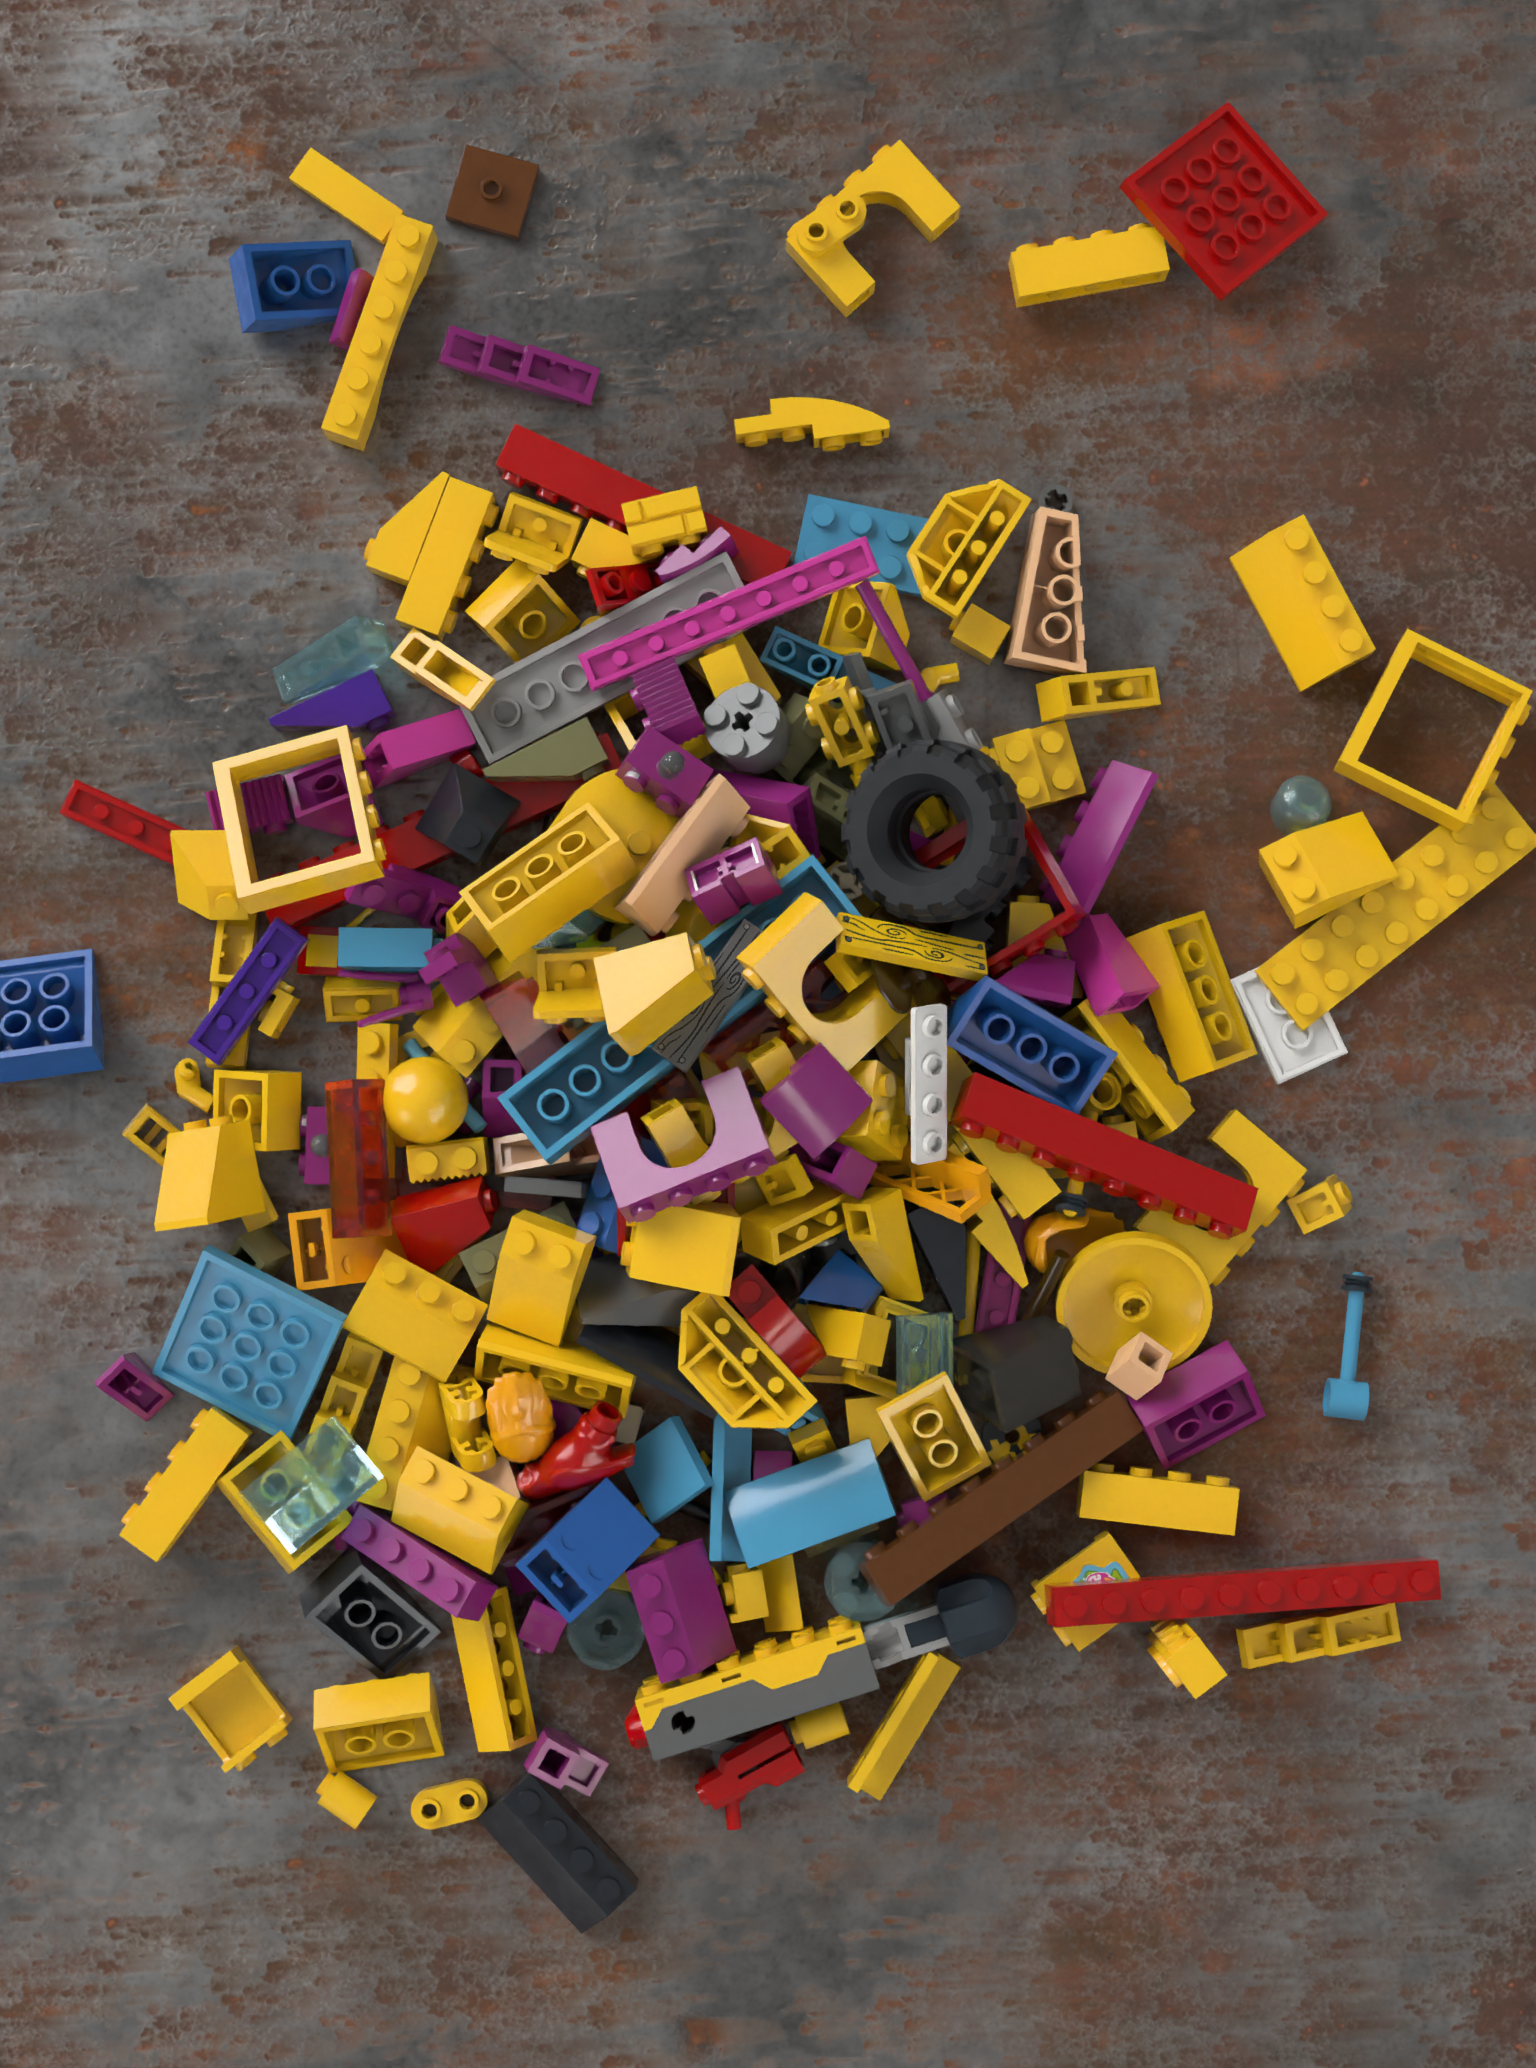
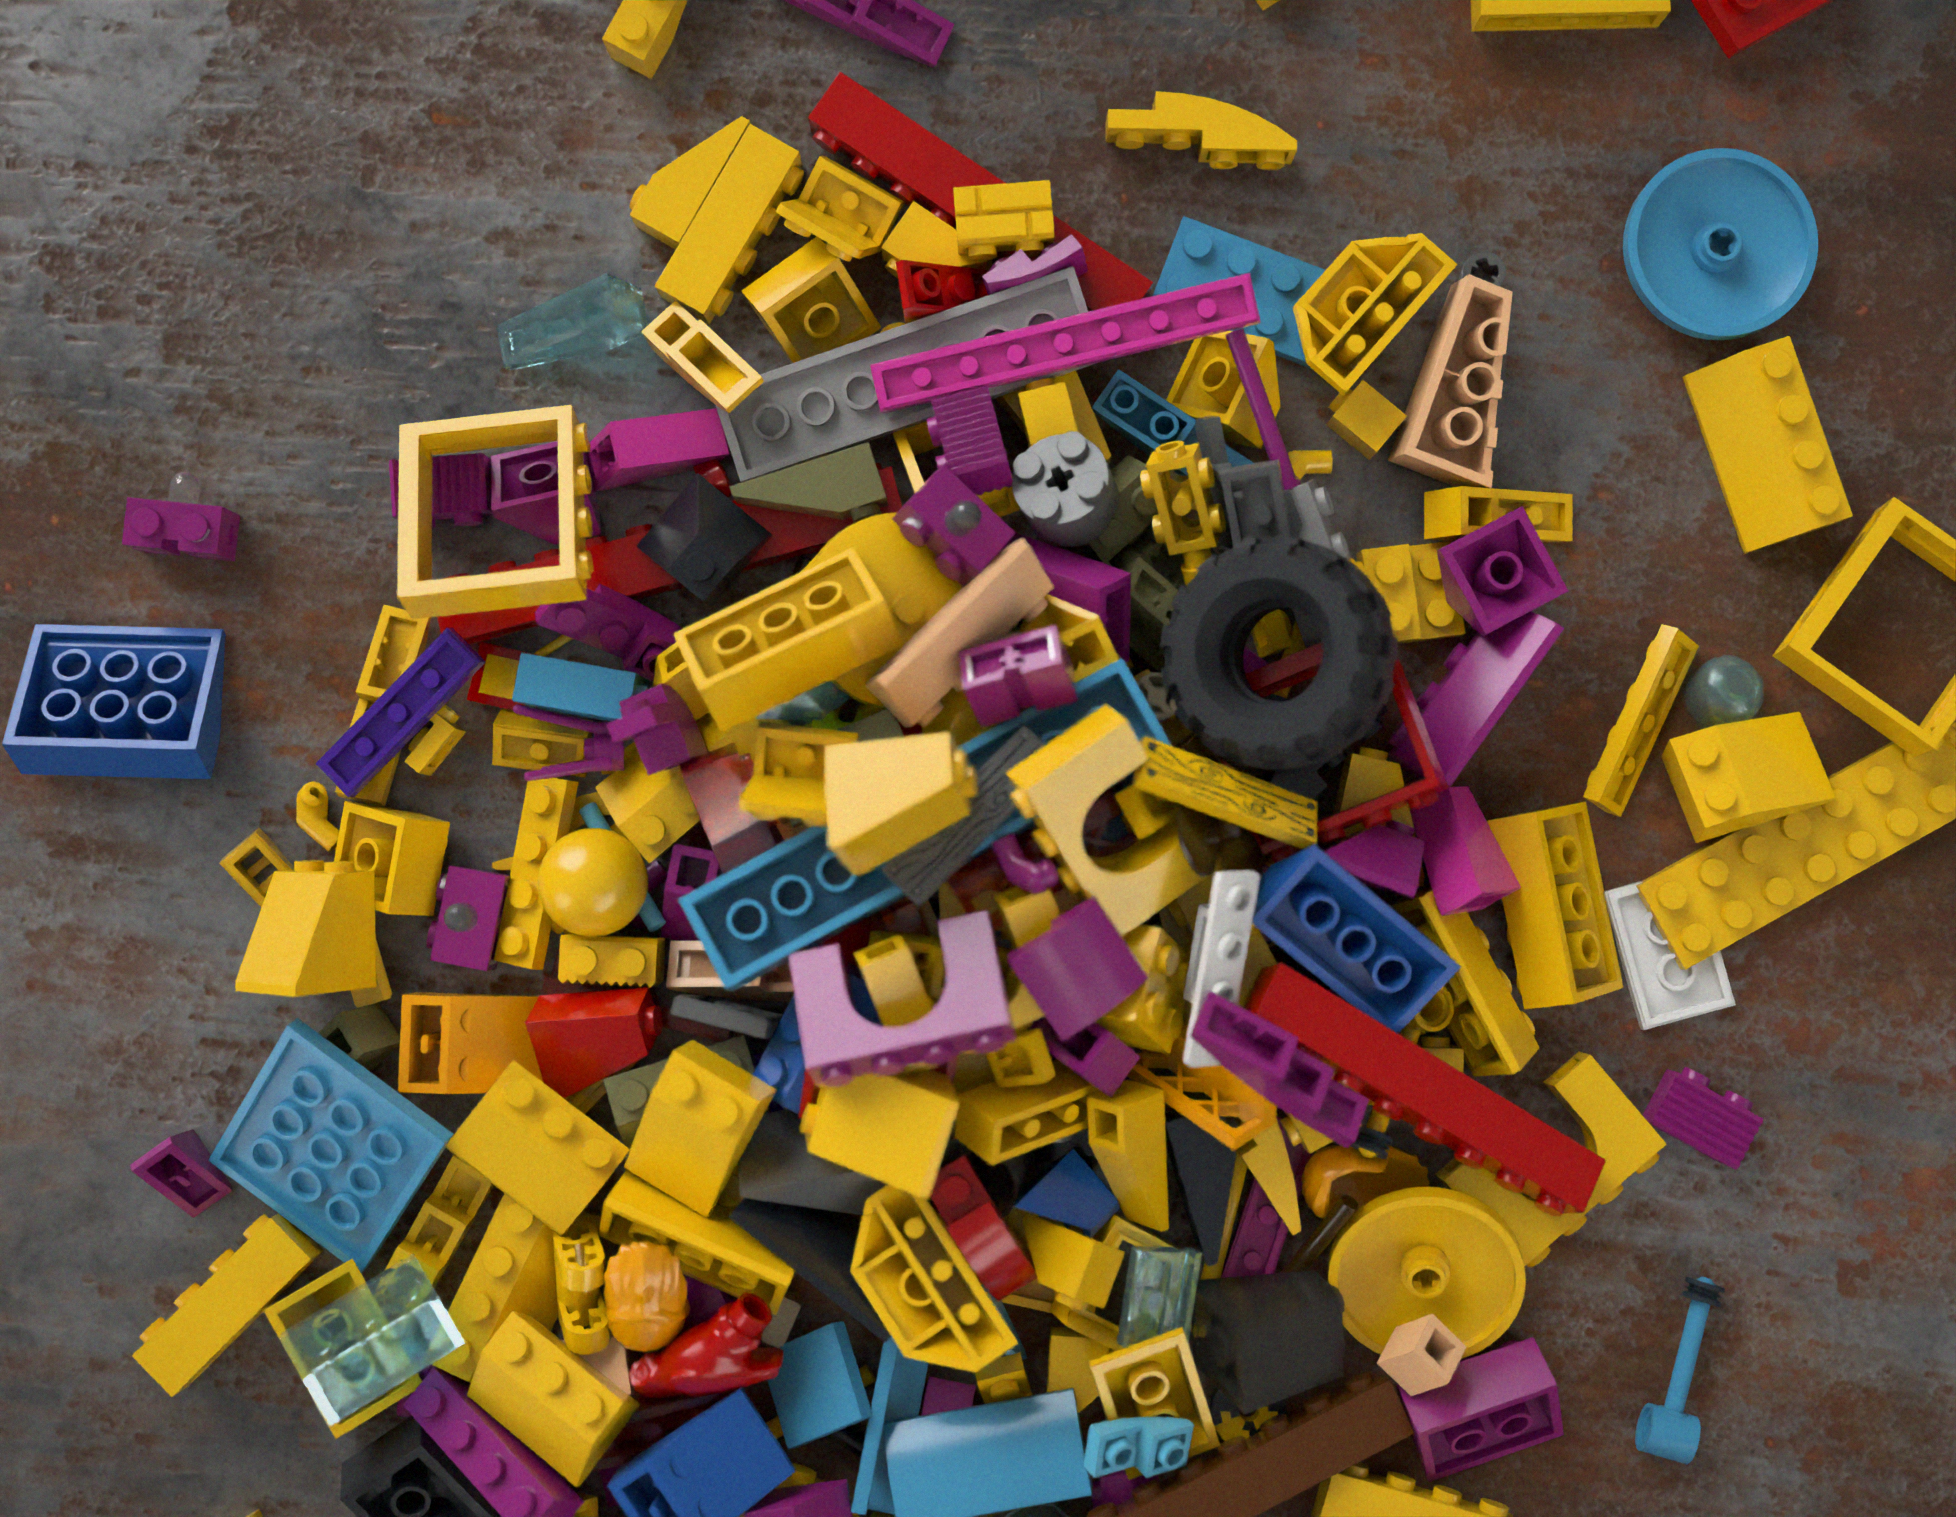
camera: 10 degrees right, 0 degrees up
(46, 868) = (181, 524): none -> magenta piece
(119, 820) = (302, 491): red tile -> none
(205, 874) = (369, 560): yellow slope -> none
(355, 703) = (592, 382): dark purple slope -> none
(358, 1158) = (498, 943): clear red brick -> none
(762, 1033) = (1022, 872): none -> magenta arm
(928, 1468) = (1143, 1442): none -> medium azure slope
(979, 1152) = (1278, 1071): none -> magenta slope
(1102, 739) = (1499, 572): none -> magenta slope
(1236, 838) = (1640, 720): none -> yellow plate
(1239, 449) = (1720, 244): none -> dark azure dish
(1321, 1204) = (1674, 1187): yellow bracket -> none
(1334, 1145) = (1703, 1118): none -> magenta brick

